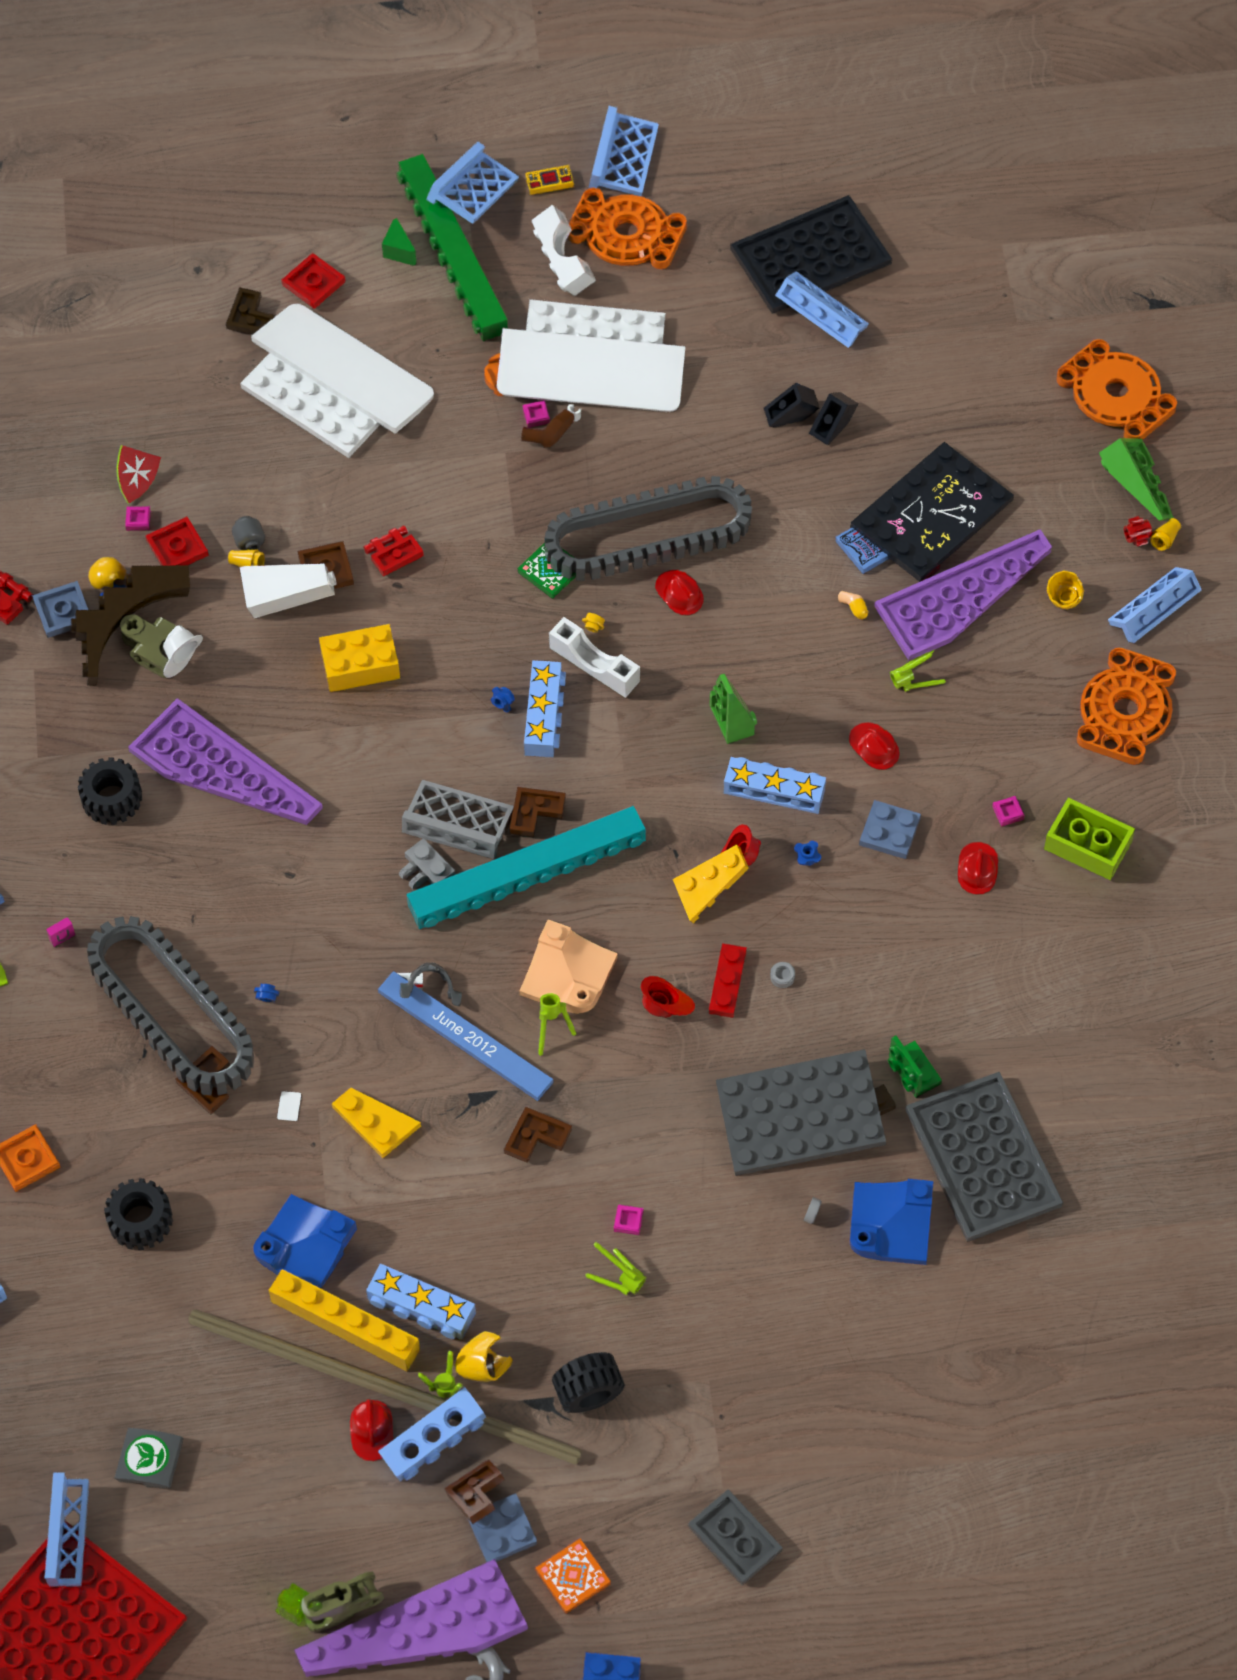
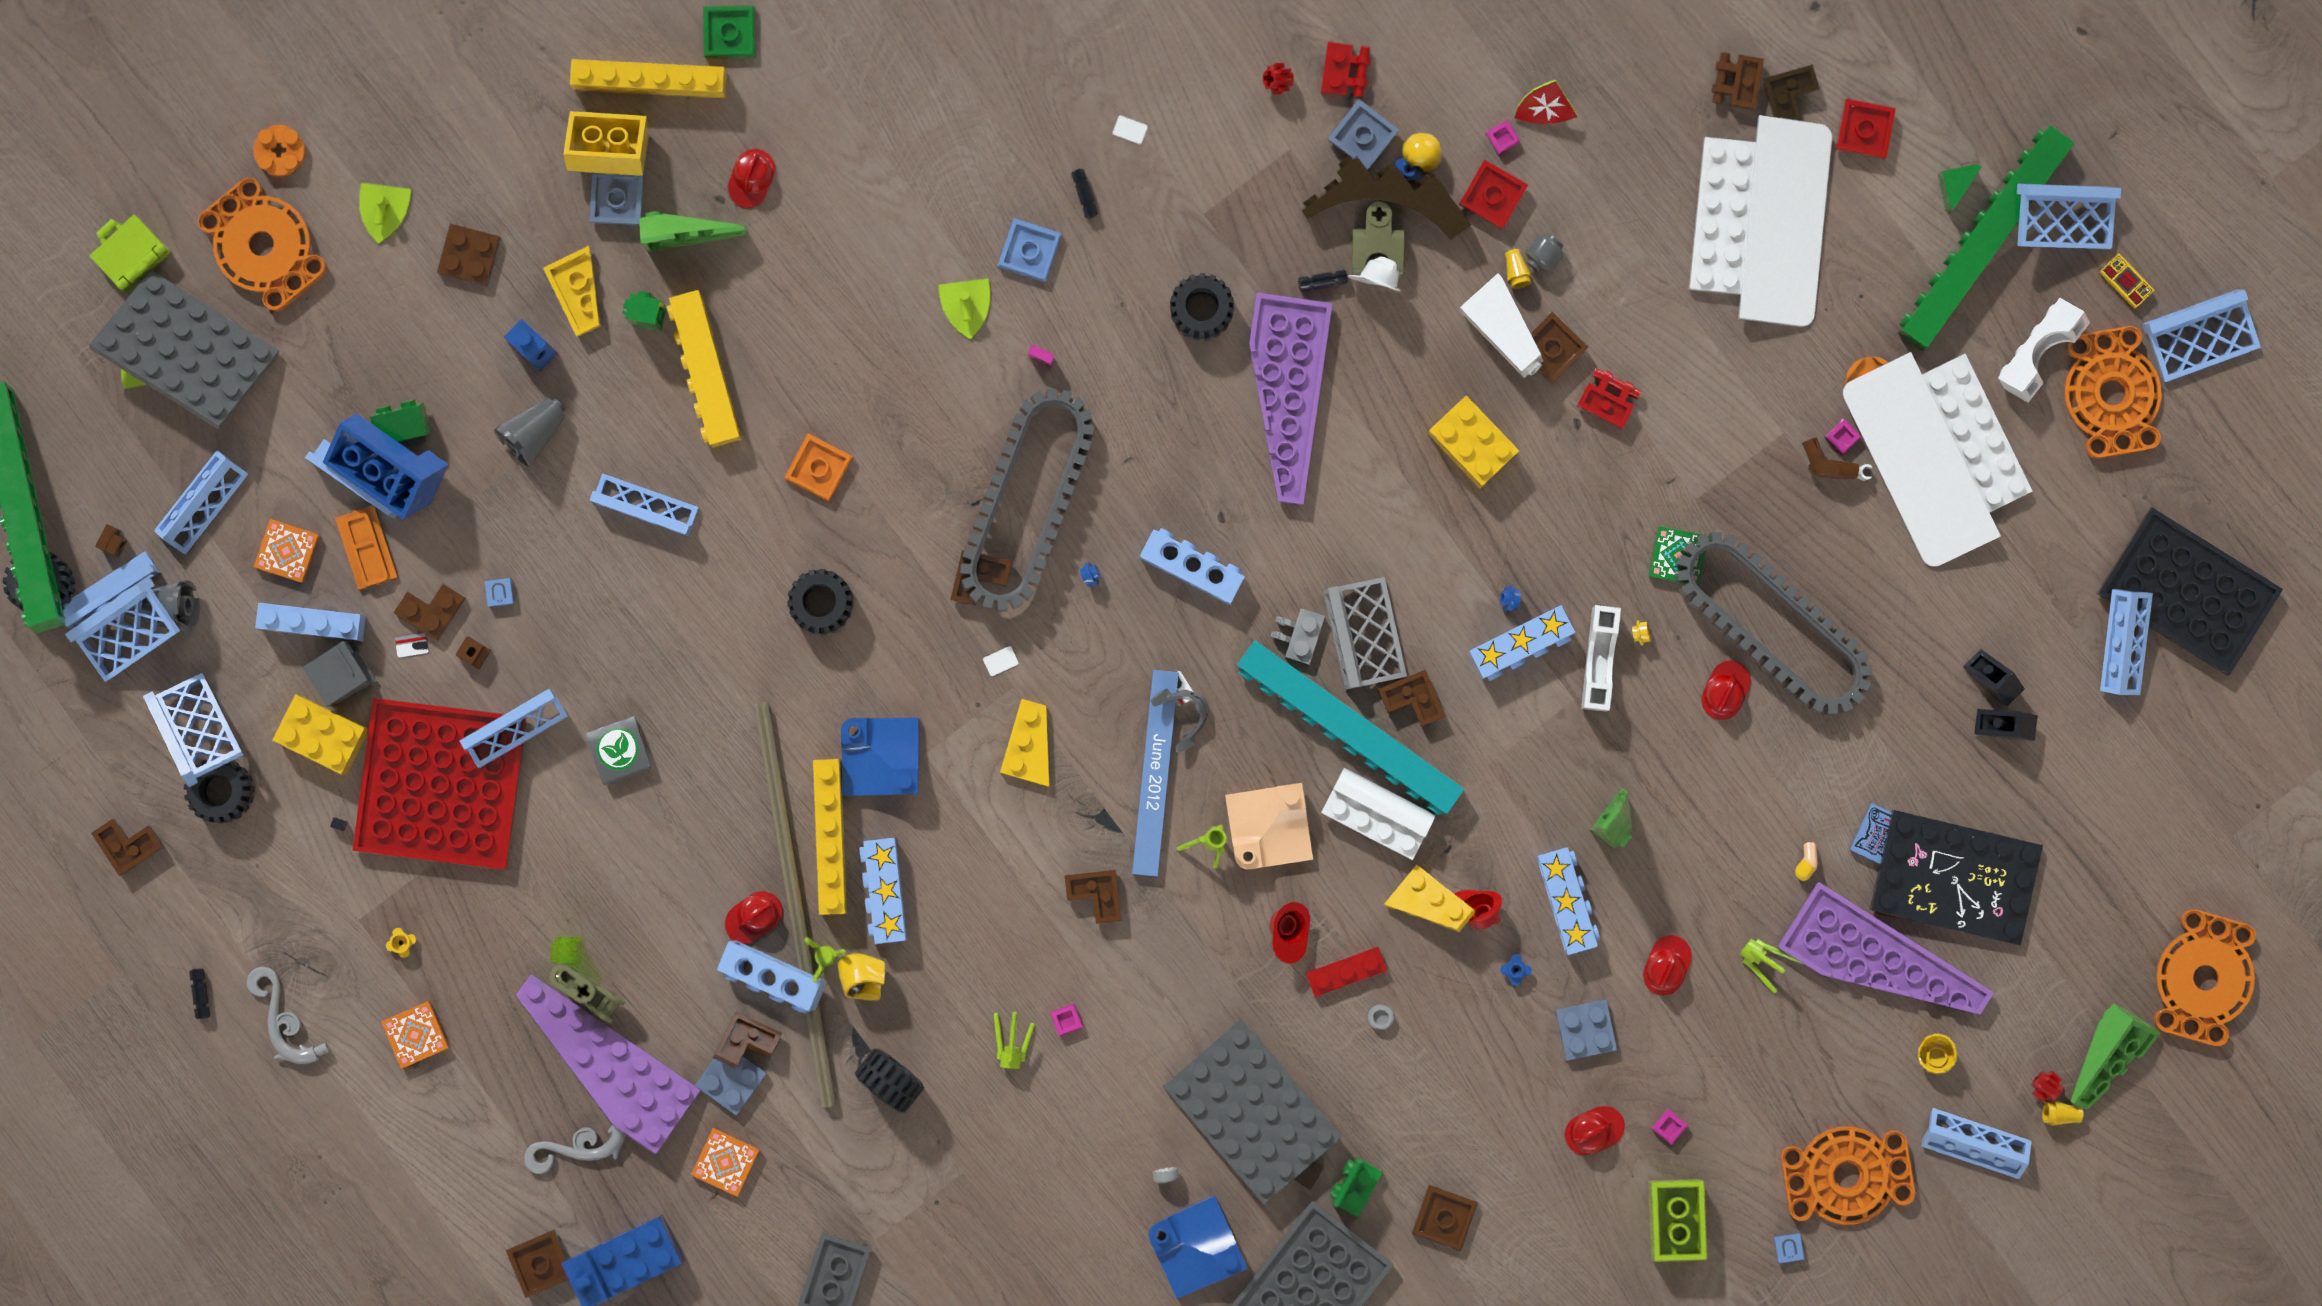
camera: 60 degrees right, 25 degrees up
(154, 698) = (1322, 280): none -> black axle
(220, 337) = (1745, 84): none -> reddish brown plate
(308, 924) = (1223, 591): none -> light blue brick
(612, 884) = (1378, 813): none -> white brick
(983, 1016) = (1444, 1217): none -> reddish brown tile
(1161, 777) = (1788, 1248): none -> medium blue tile

